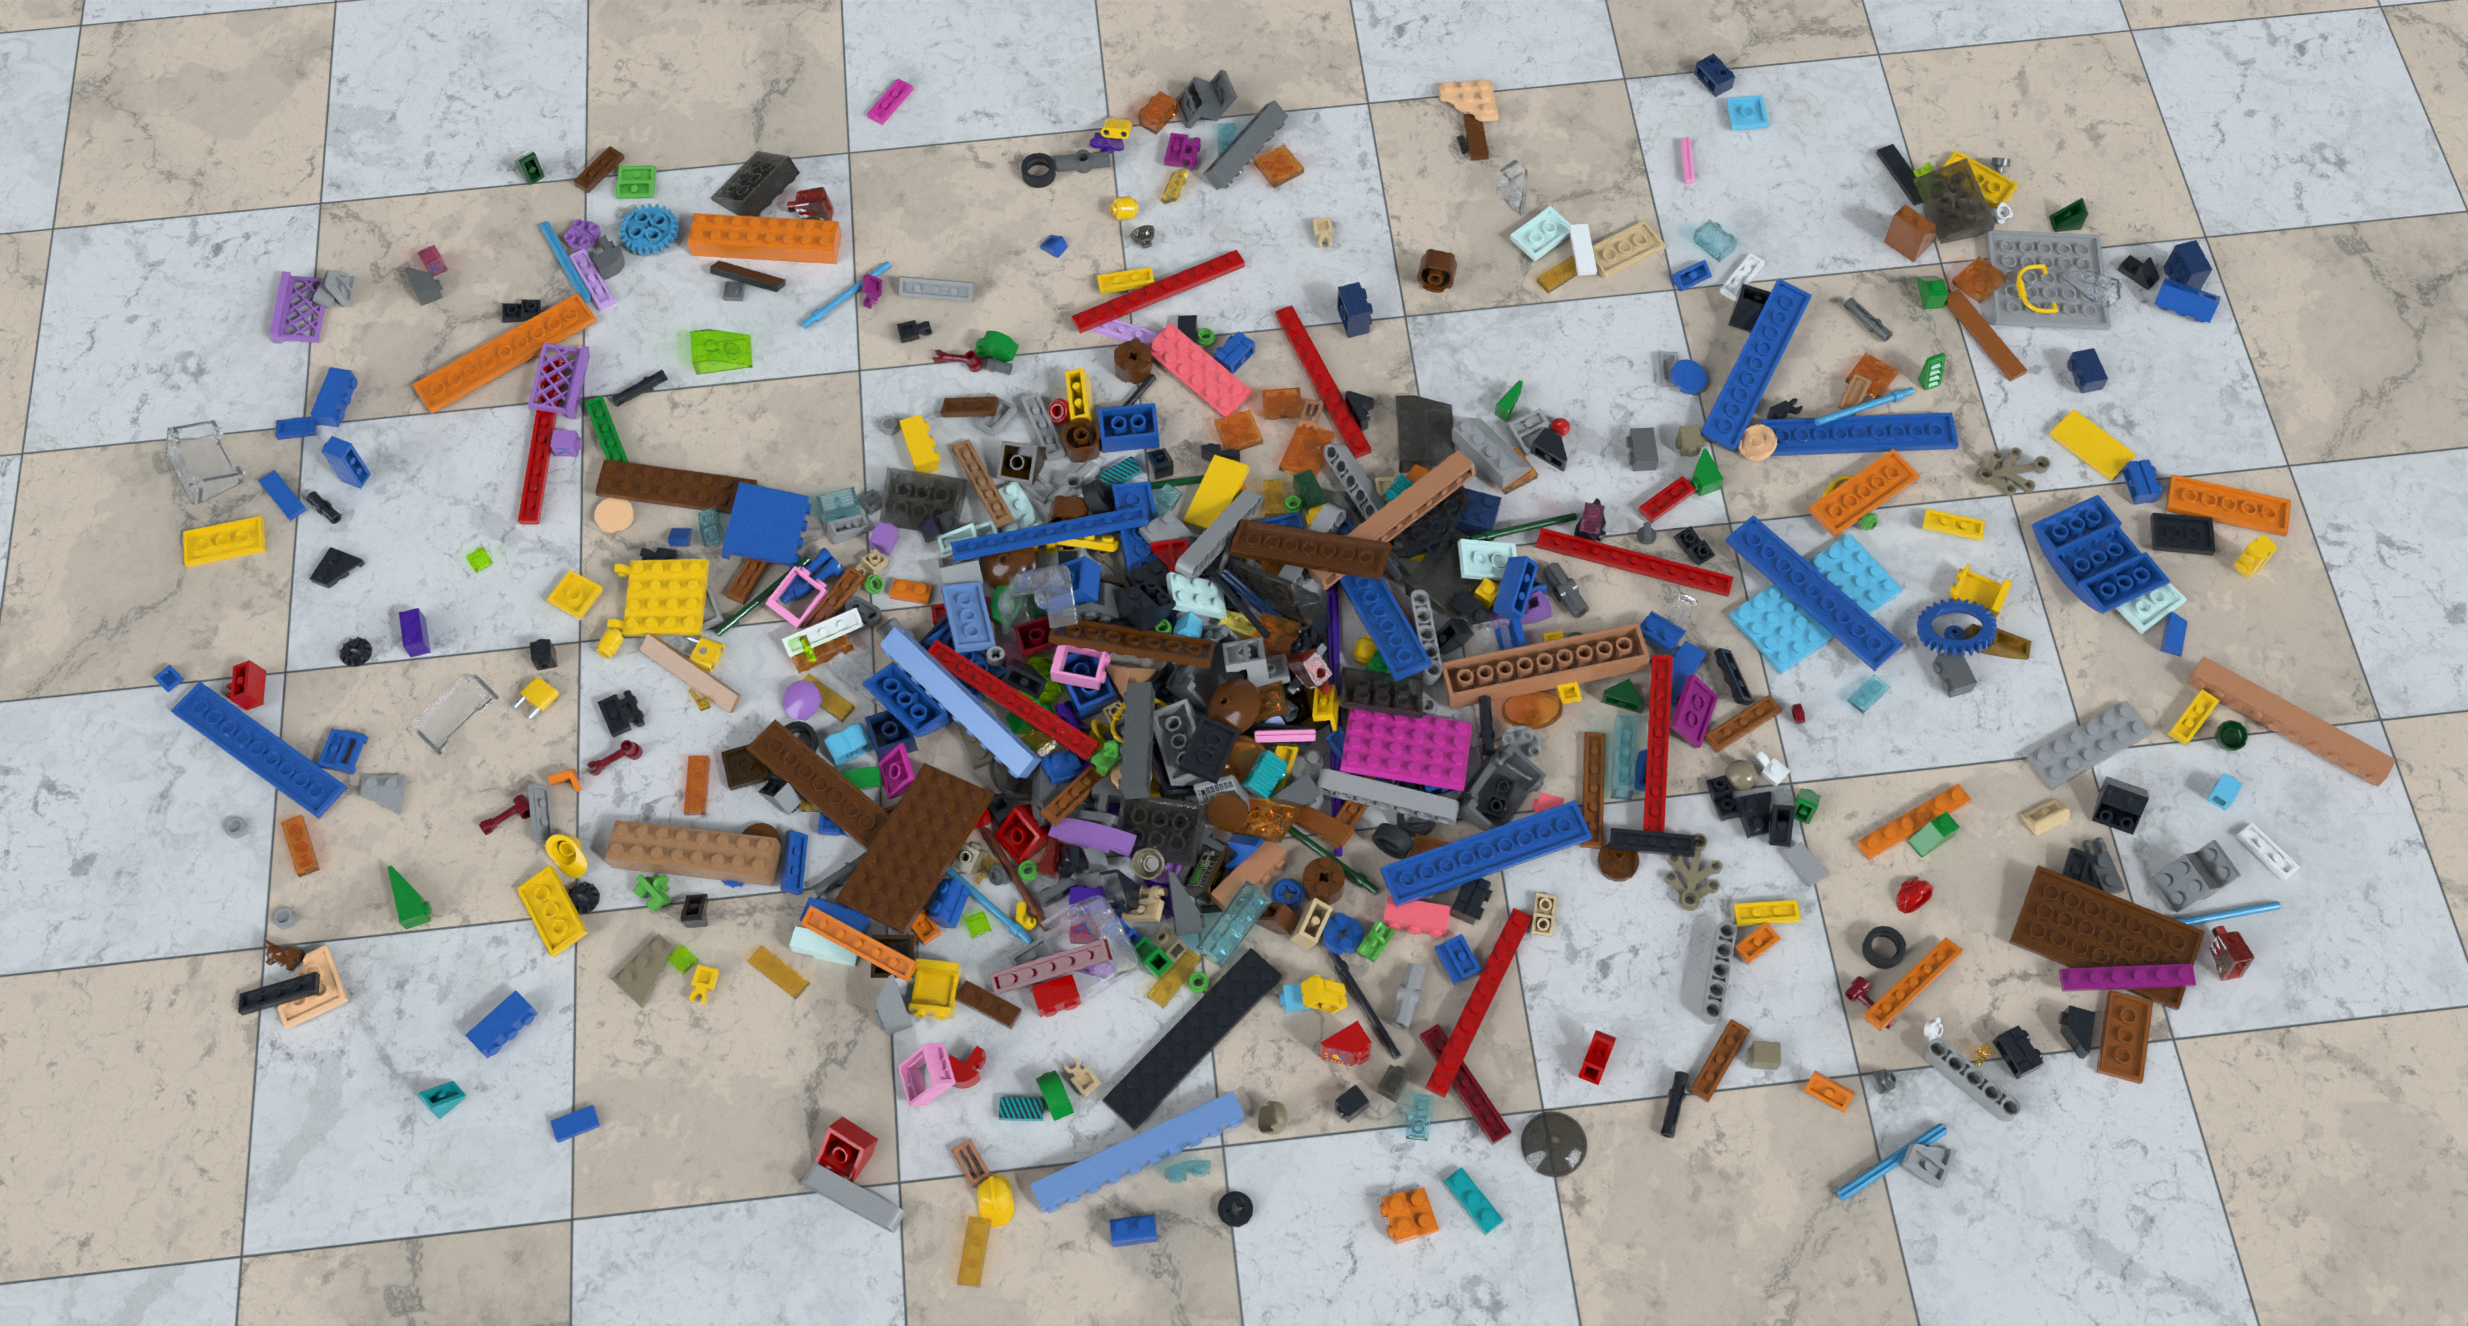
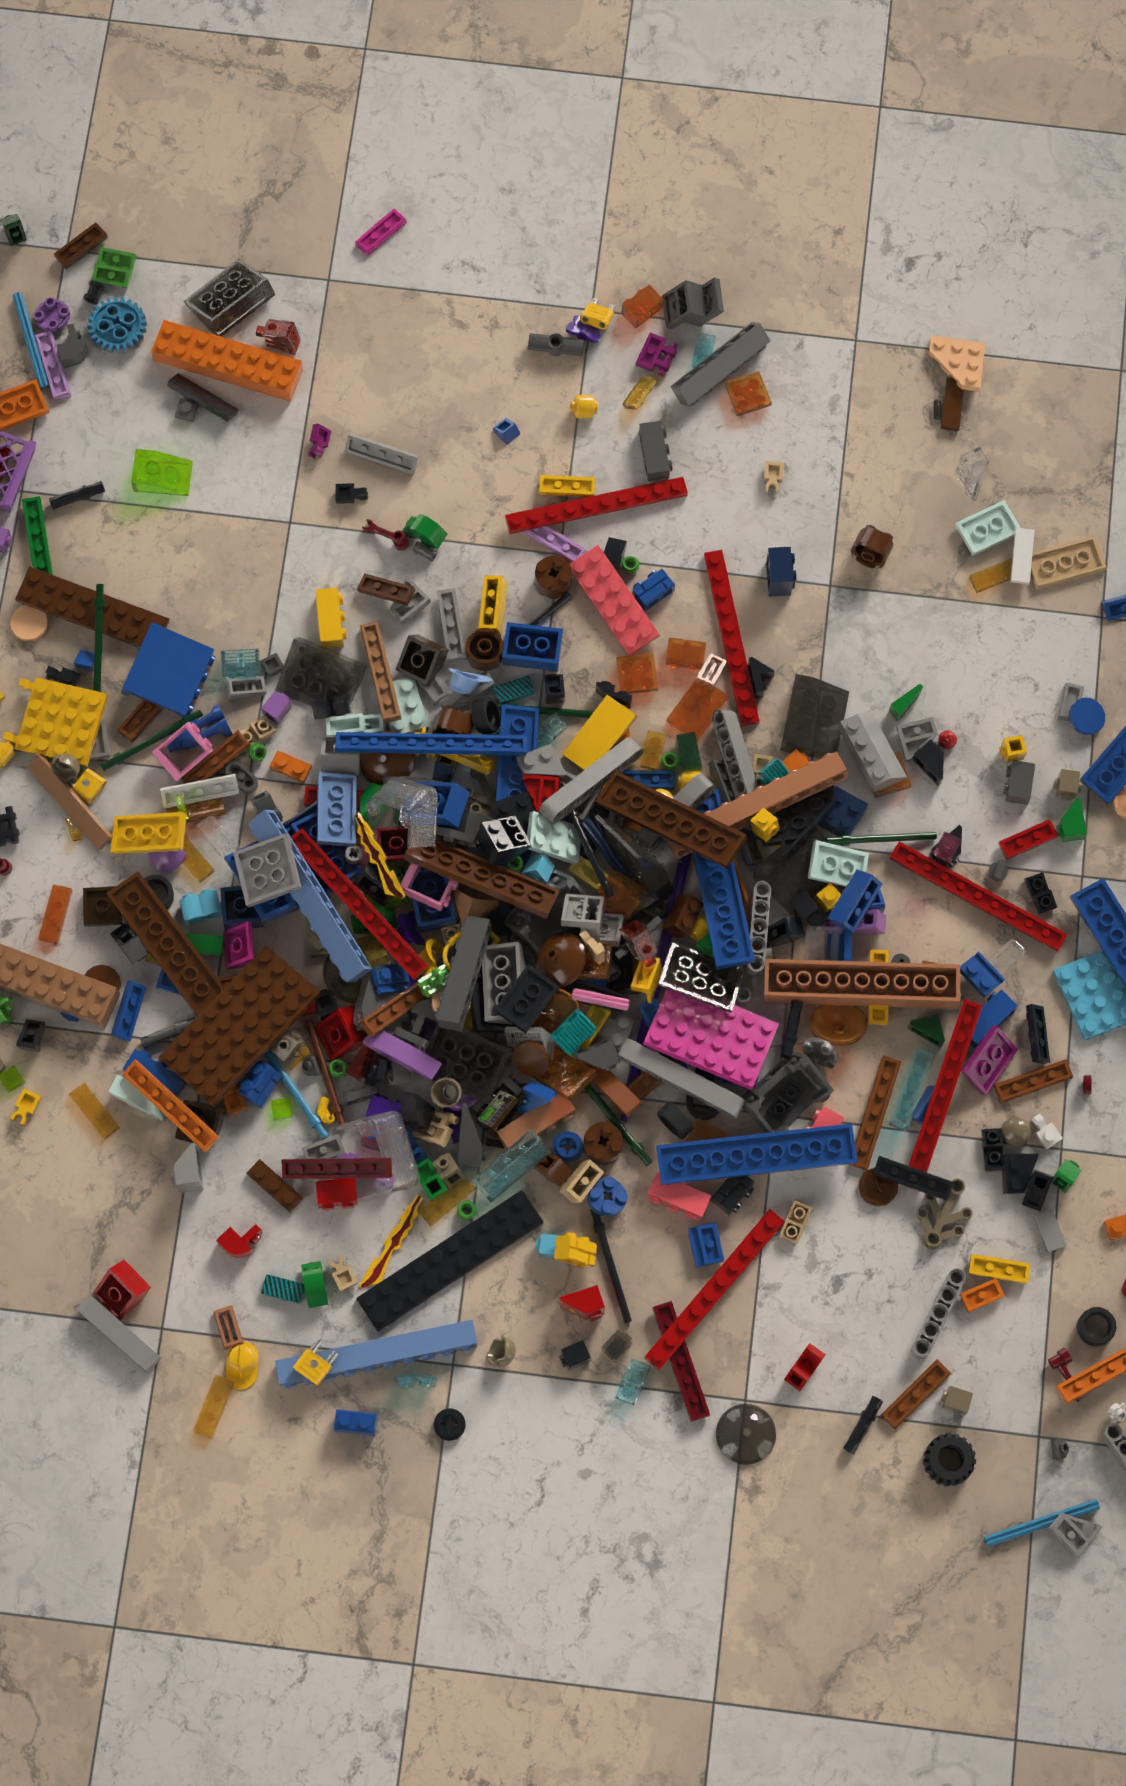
camera: 10 degrees right, 10 degrees up
(620, 206) = (93, 292): none -> black bush
(678, 637) = (65, 766): none -> dark tan hair
(682, 478) = (99, 603): none -> dark green bar
(709, 526) = (115, 657): clear light blue slope -> none
(778, 682) = (148, 833): none -> yellow plate
(818, 315) = (261, 455): dark azure bar -> none
(889, 425) = (306, 589): light grey tile -> none
(910, 683) = (267, 870): none -> light grey plate
(935, 989) = (230, 1161): yellow panel -> none
(939, 1070) = (216, 1240): bright pink window -> none
(1038, 159) = (507, 356): black tyre -> none
(1038, 668) = (377, 856): none -> yellow sword
(1059, 411) = (469, 613): red cone -> none
(1069, 471) = (466, 682): none -> light blue piece
(1074, 1179) = (313, 1366): none -> yellow piece
(1128, 1033) = (393, 1242): none -> yellow sword
(1143, 236) = (595, 442): clear smoke brick -> none
(1203, 232) = (655, 450): none -> dark grey brick
(1266, 686) = (595, 949): none -> tan plate
(1304, 641) = (643, 909): black slope -> none
(1346, 642) = (683, 916): none -> reddish brown brick
(1376, 941) = (635, 1211): bright green hips -> none
(1406, 534) = (764, 824): none -> yellow brick
(1408, 996) = (651, 1268): light grey piece -> none
(1408, 1215) = (600, 1467): orange plate -> none
(1473, 1201) = (660, 1467): teal plate -> none
(1565, 590) = (905, 910): dark grey piece -> none
(1627, 418) = (1013, 749): none -> yellow brick
(1788, 1106) = (963, 1449): none -> black tyre
(1829, 1091) = (1005, 1446): orange plate -> none

